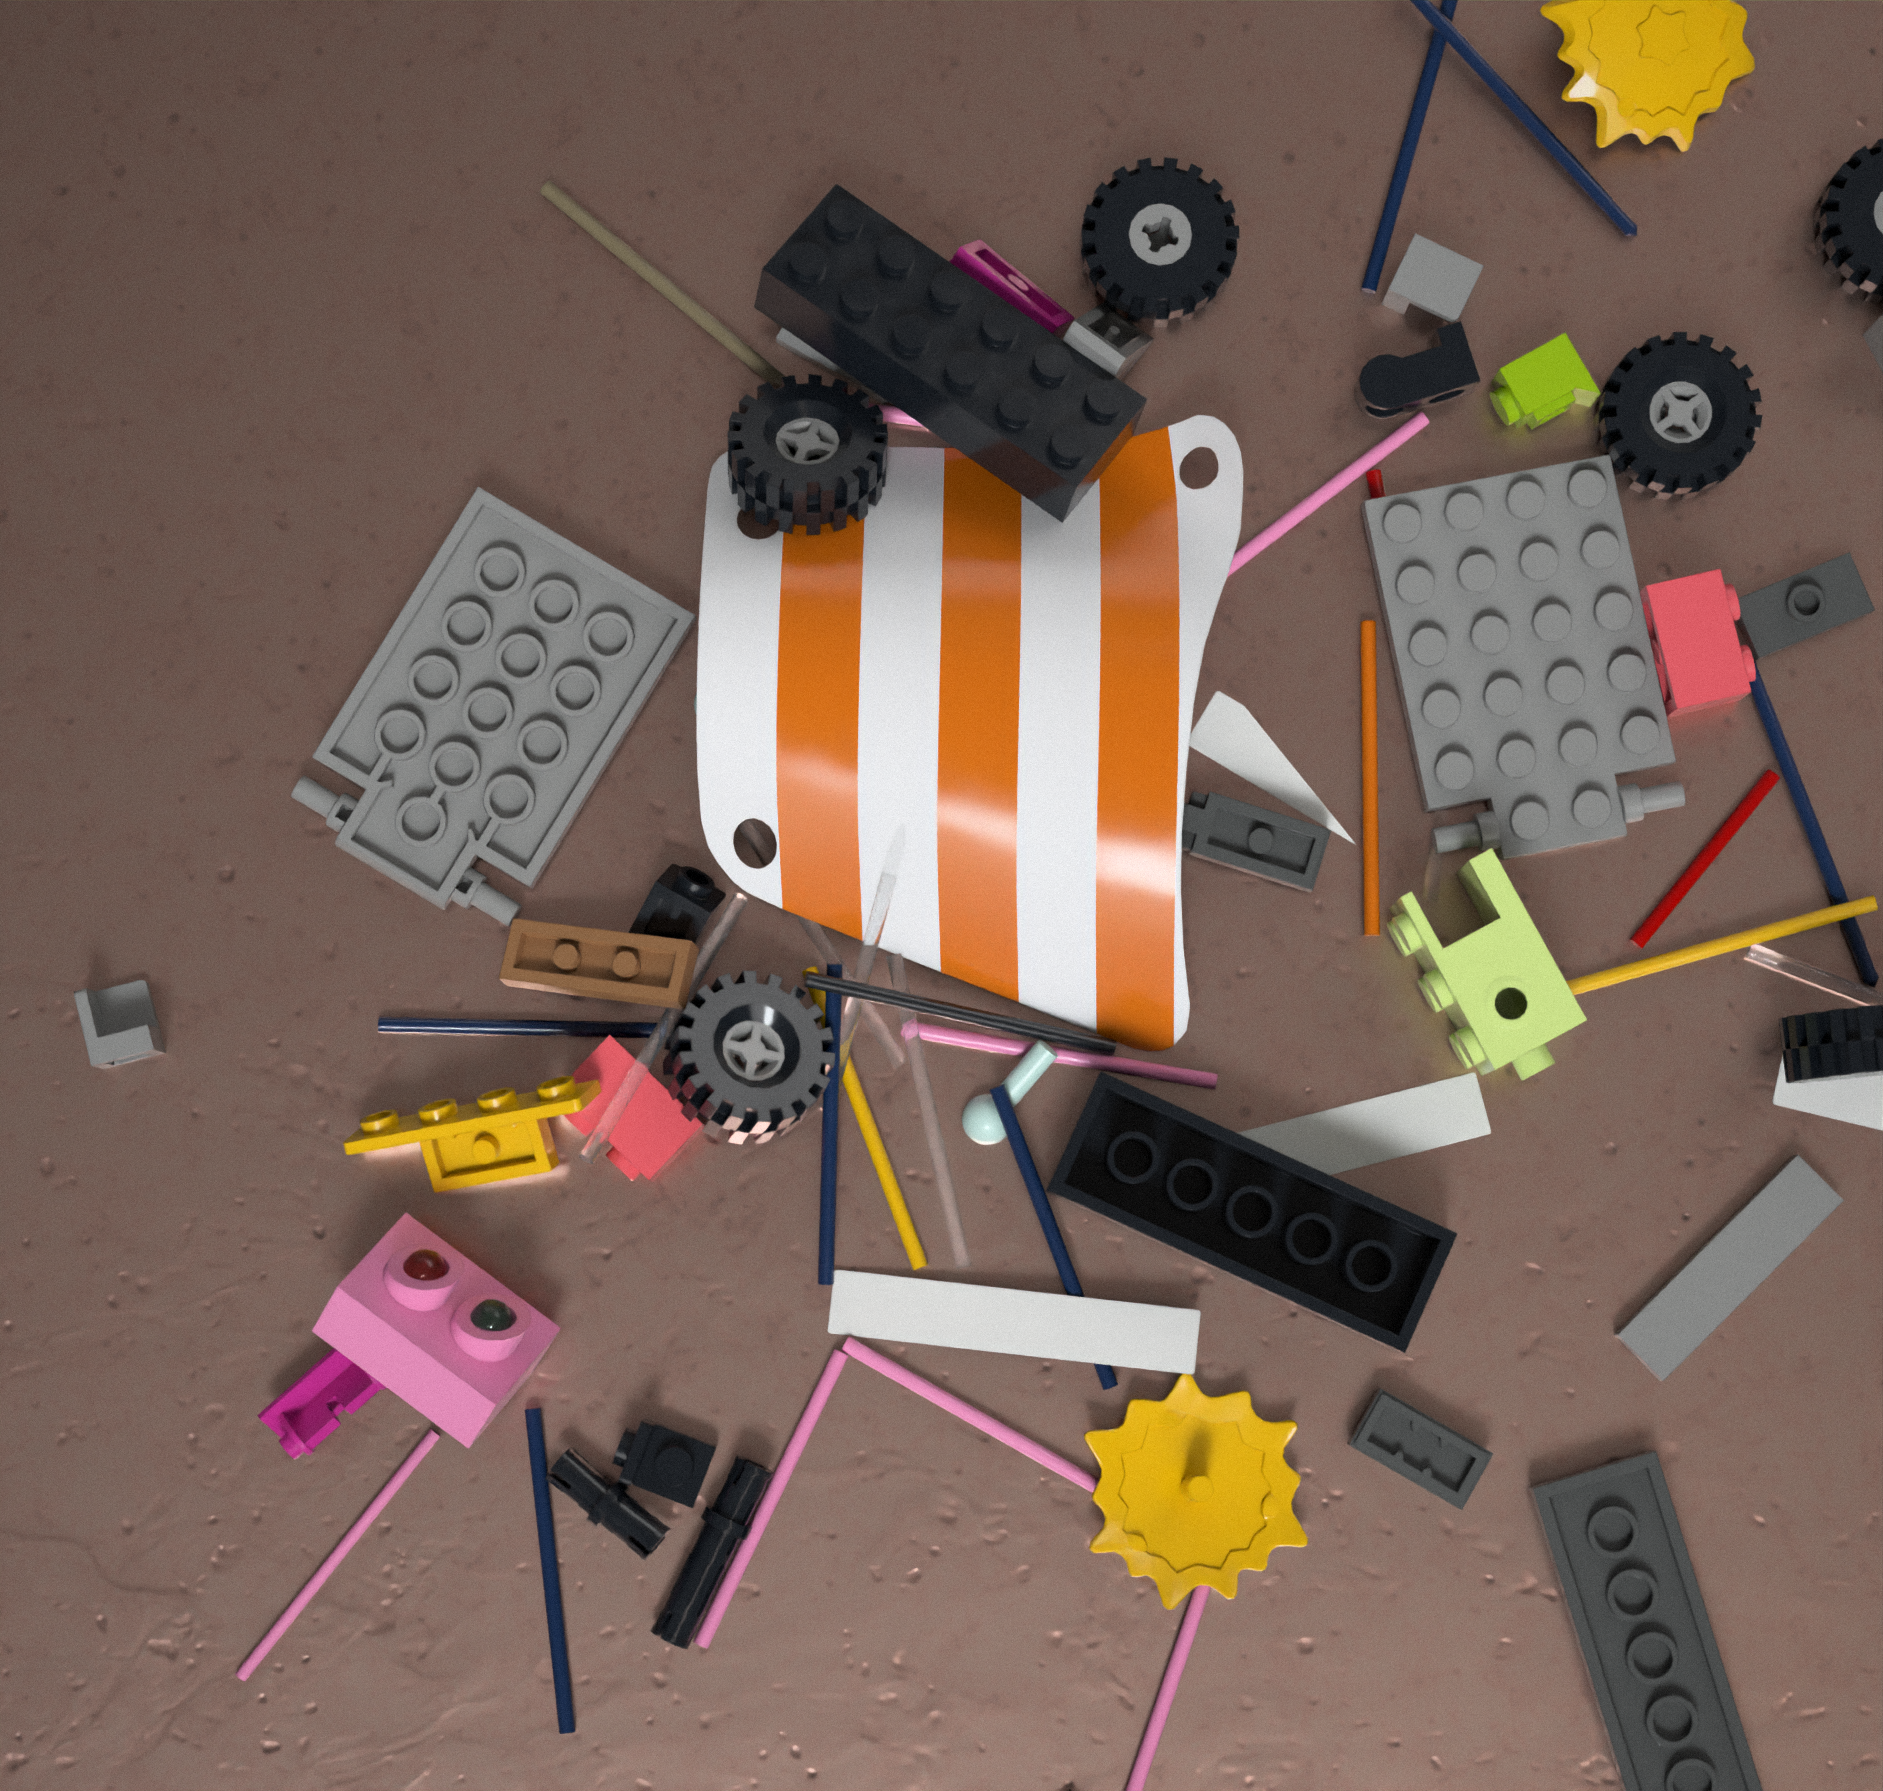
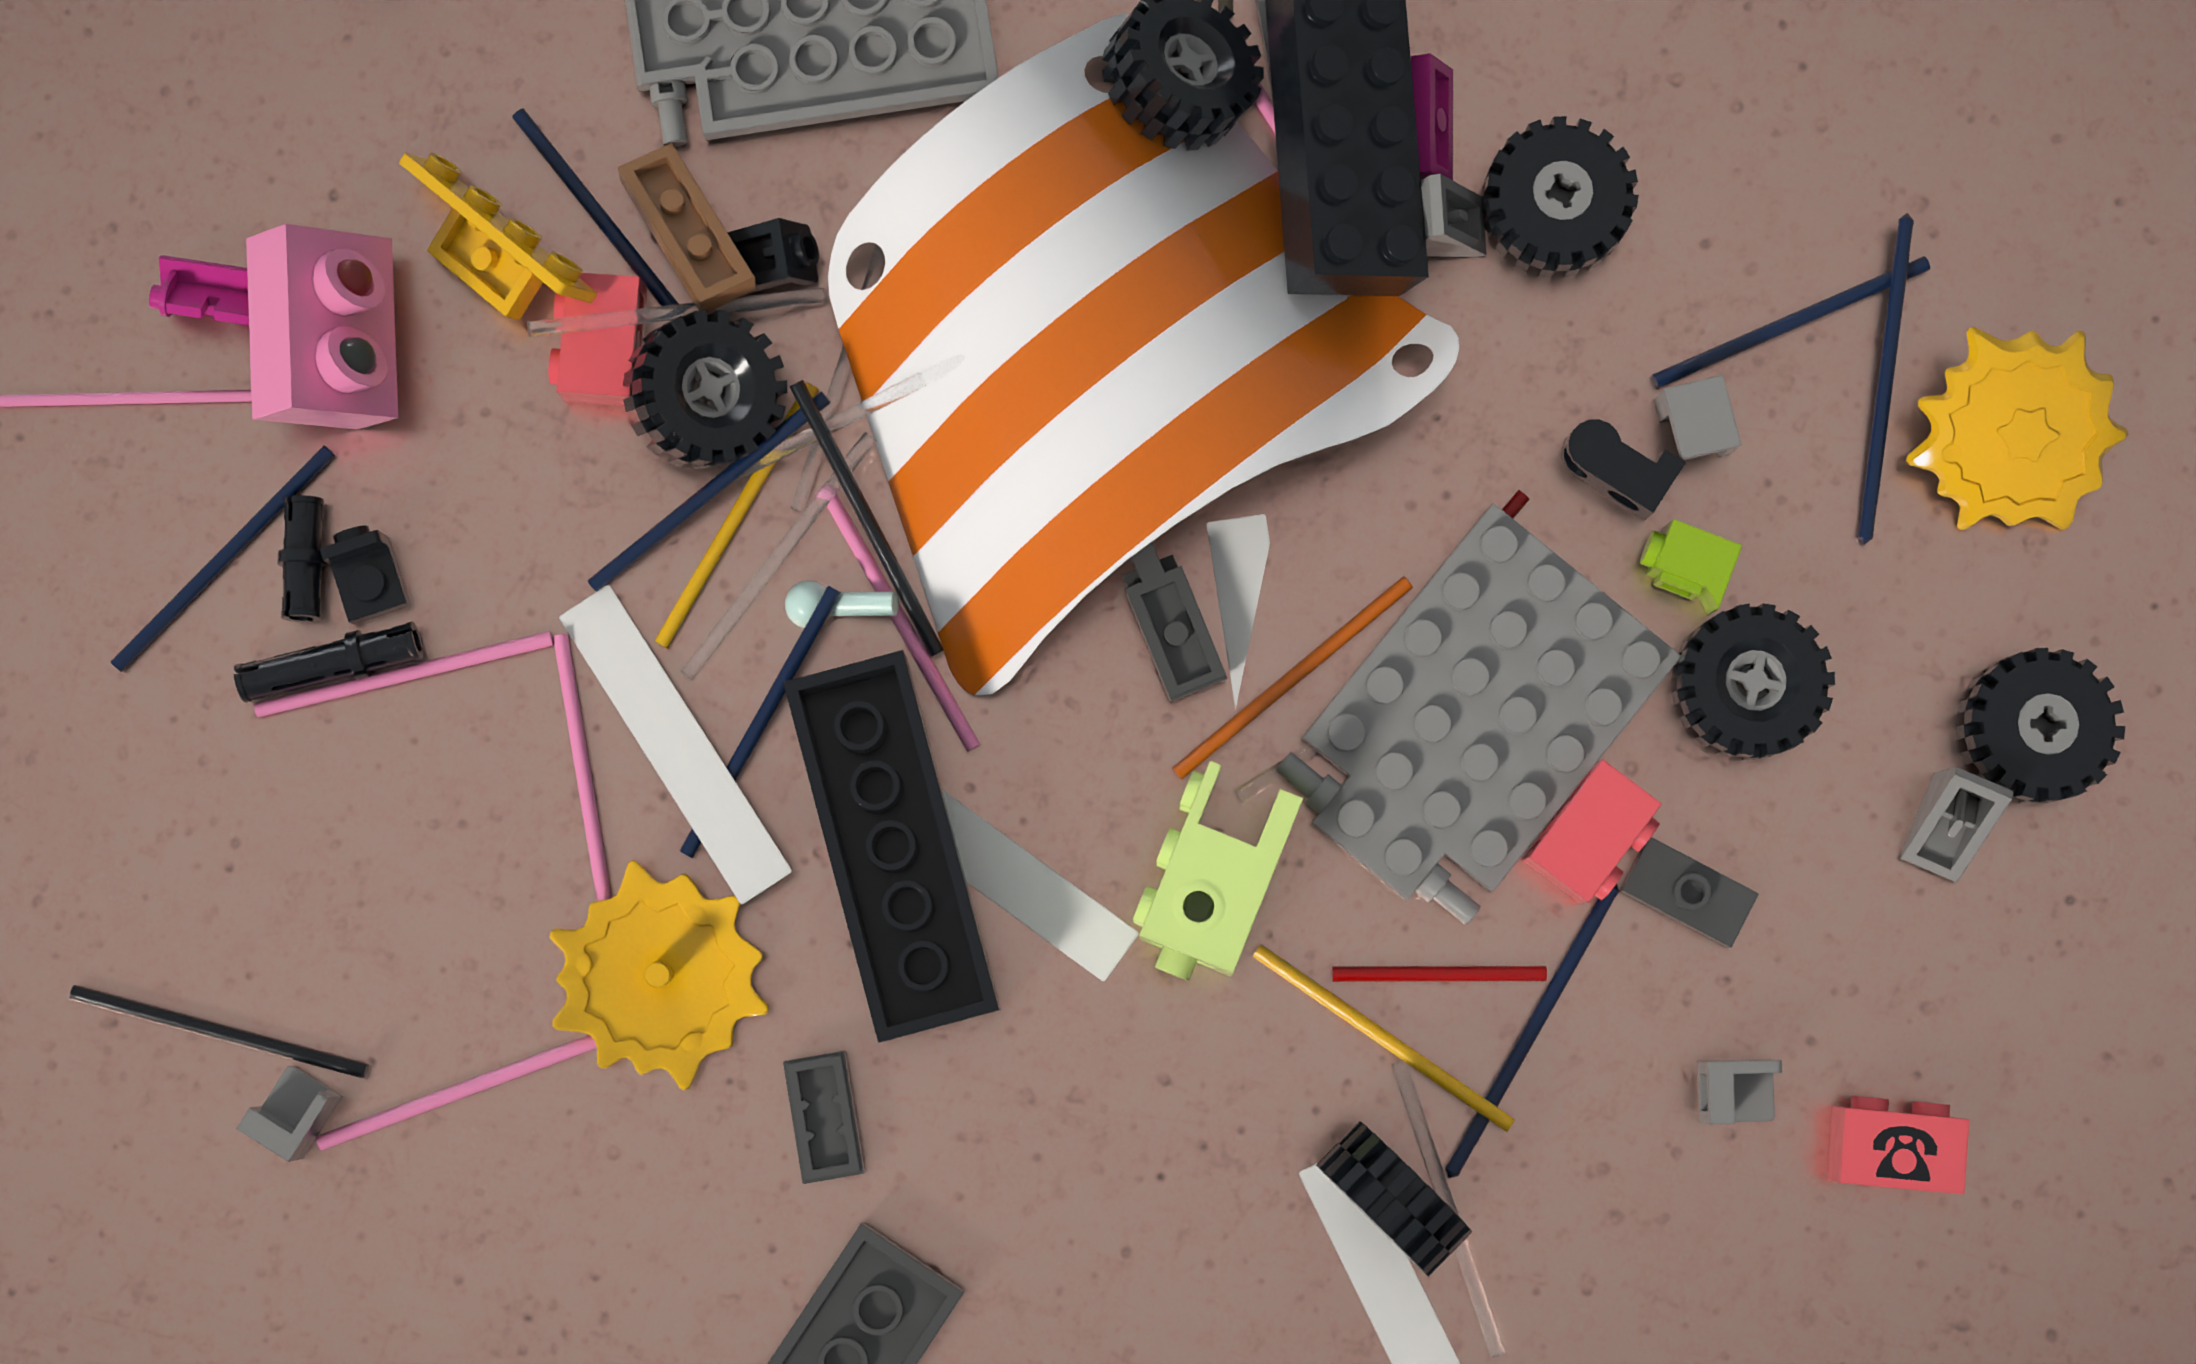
camera: 50 degrees right, 0 degrees up
(1328, 490) = (1470, 471): bright pink axle -> none
(1728, 1267) = (1148, 1238): light grey tile -> none

